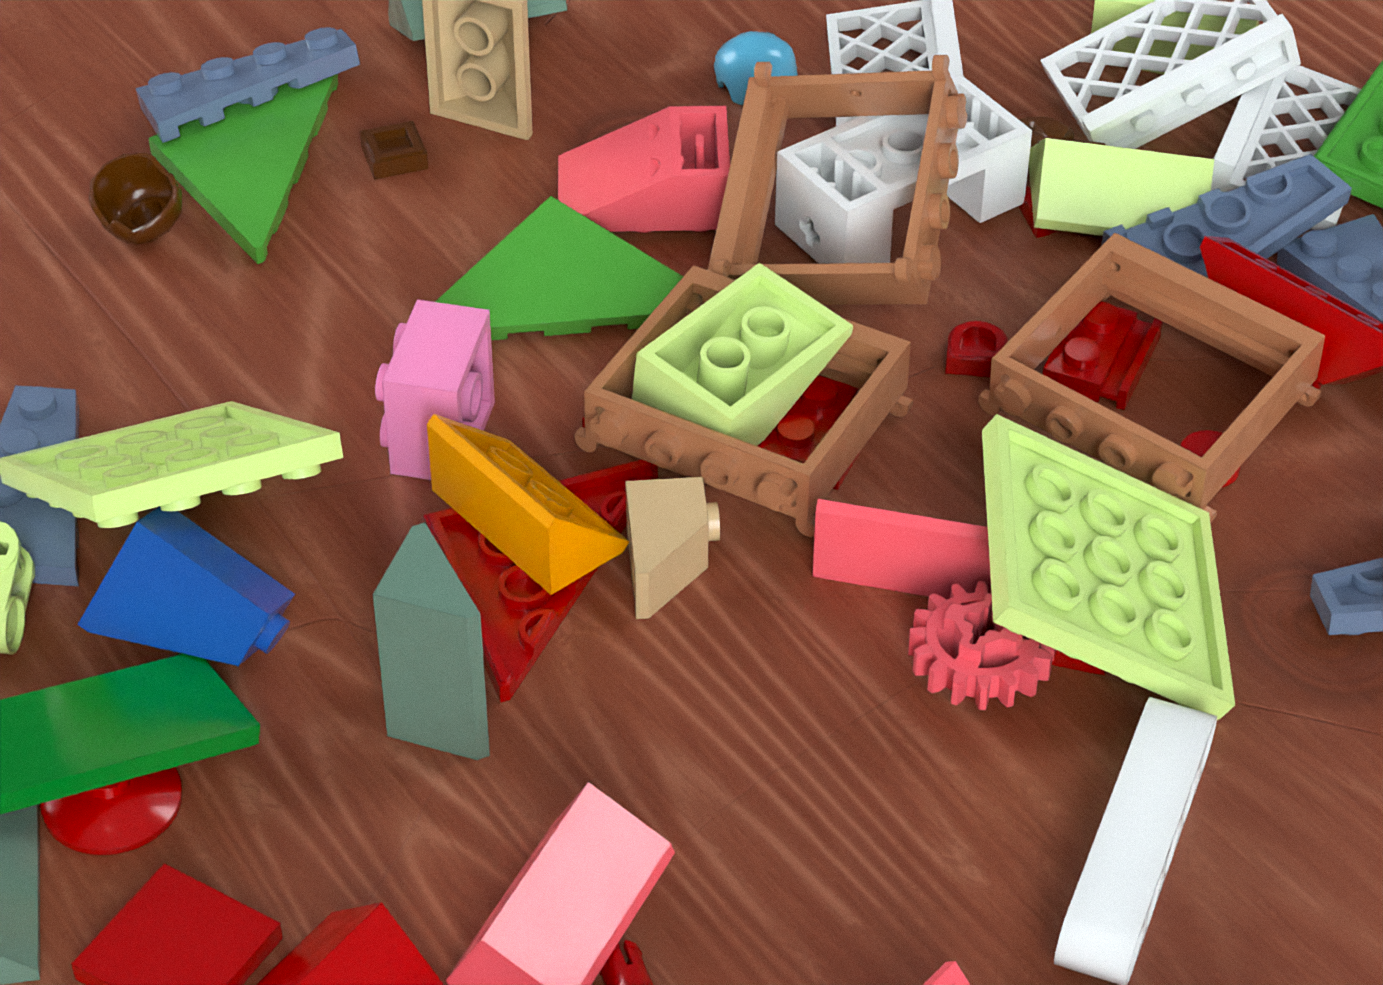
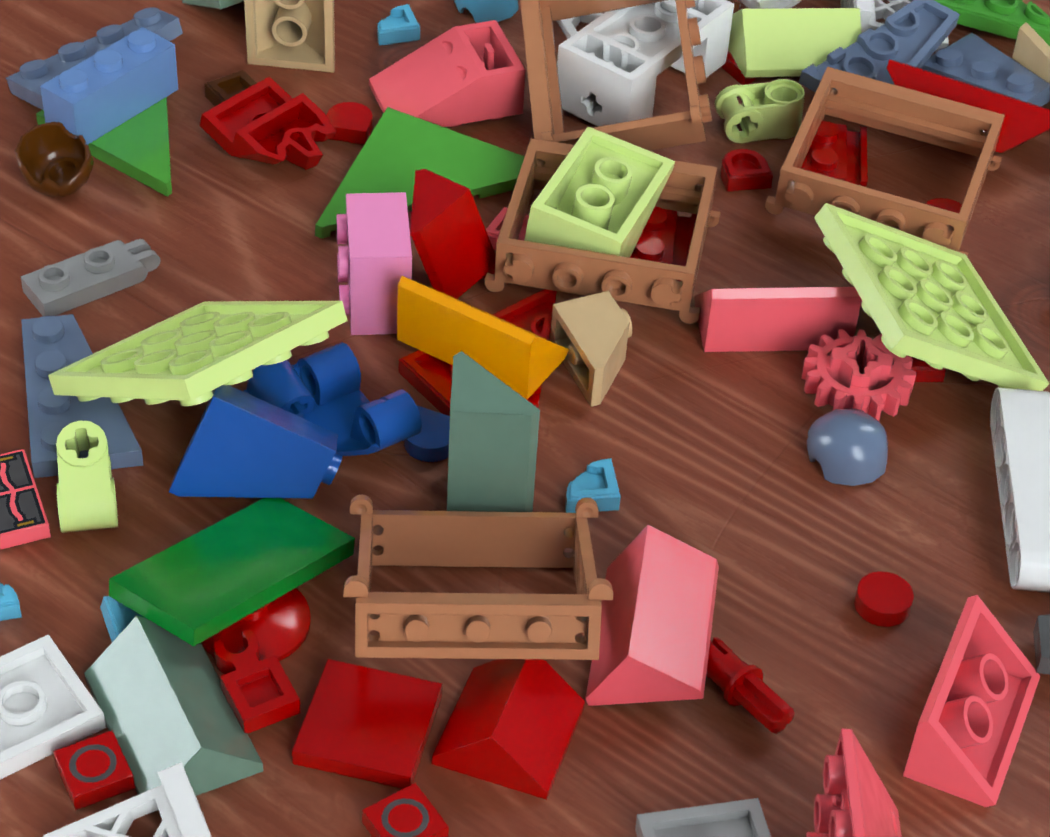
camera: 20 degrees left, 0 degrees up
(68, 877) = (255, 688): none -> red plate
(121, 346) = (89, 276): none -> light grey hinge
(234, 119) = (112, 85): none -> medium blue brick
(308, 546) = (328, 393): none -> blue panel
(337, 866) = (477, 622): none -> nougat window
(407, 194) = (269, 126): none -> red plate
(506, 205) = (351, 122): none -> red tile
(531, 373) = (449, 234): none -> red slope
(583, 724) = (595, 483): none -> medium azure tile
(630, 94) = (398, 27): none -> medium azure tile
(876, 940) = (883, 599): none -> red tile
(927, 736) = (848, 446): none -> sand blue hair
(1030, 272) = (766, 110): none -> yellowish green piece

